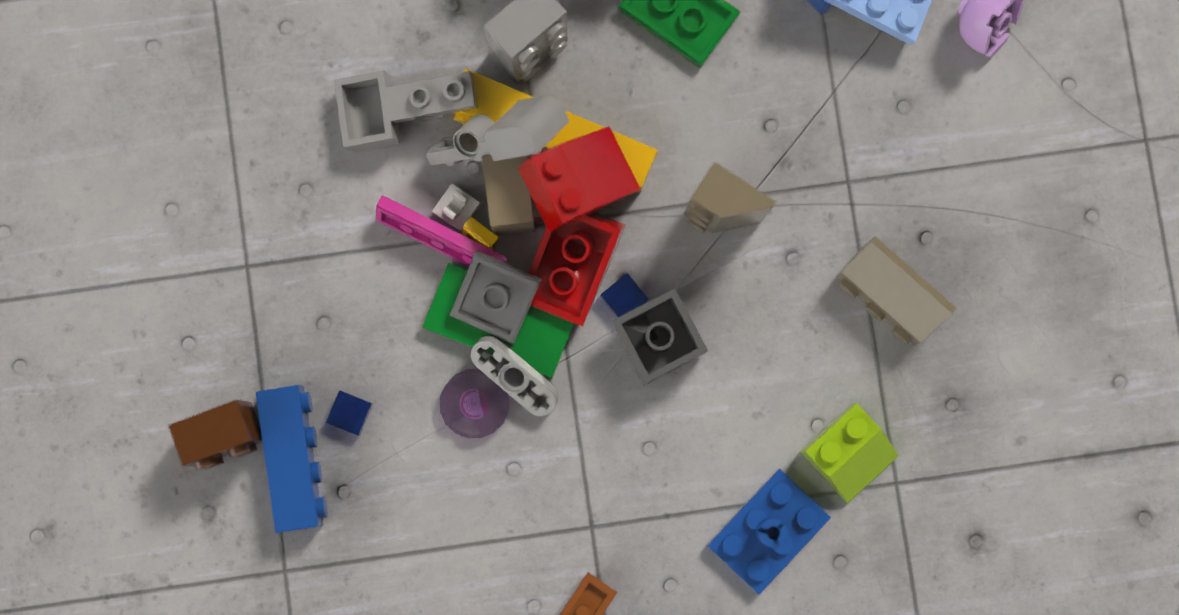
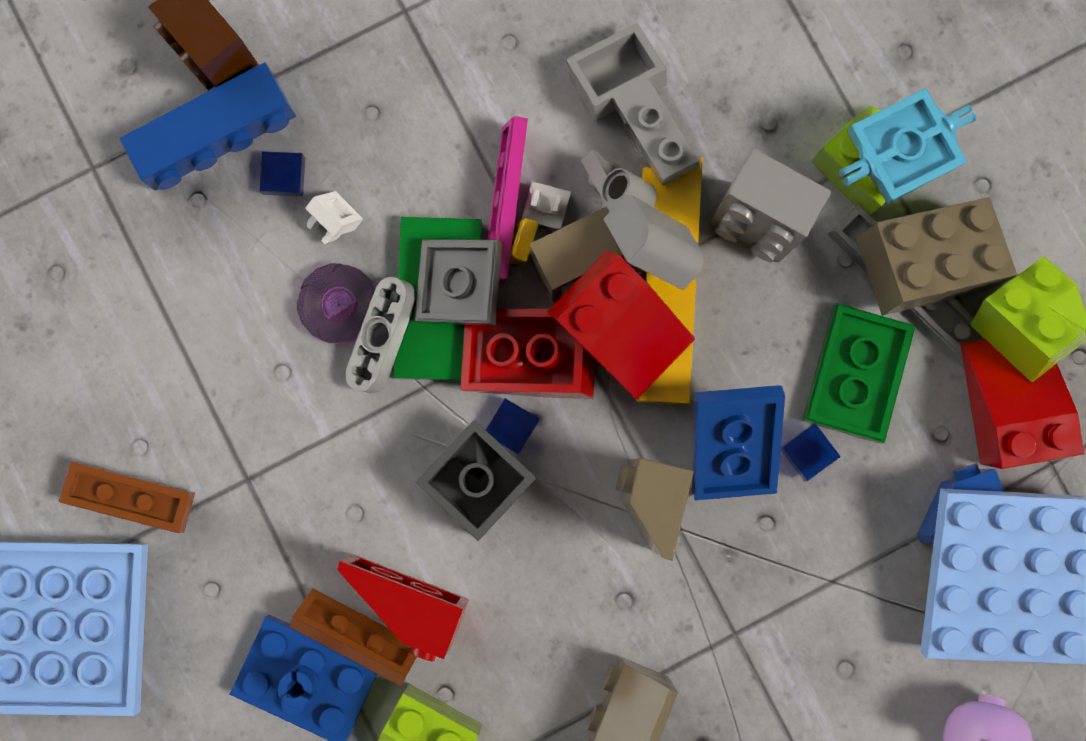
camera: 75 degrees right, 0 degrees up
(400, 381) = (333, 214): none -> white tile
(701, 123) = (737, 442): none -> blue plate
(727, 71) = (809, 452): none -> clear blue plate
(746, 417) = (411, 608): none -> red slope
(748, 477) = (353, 636): none -> dark orange plate

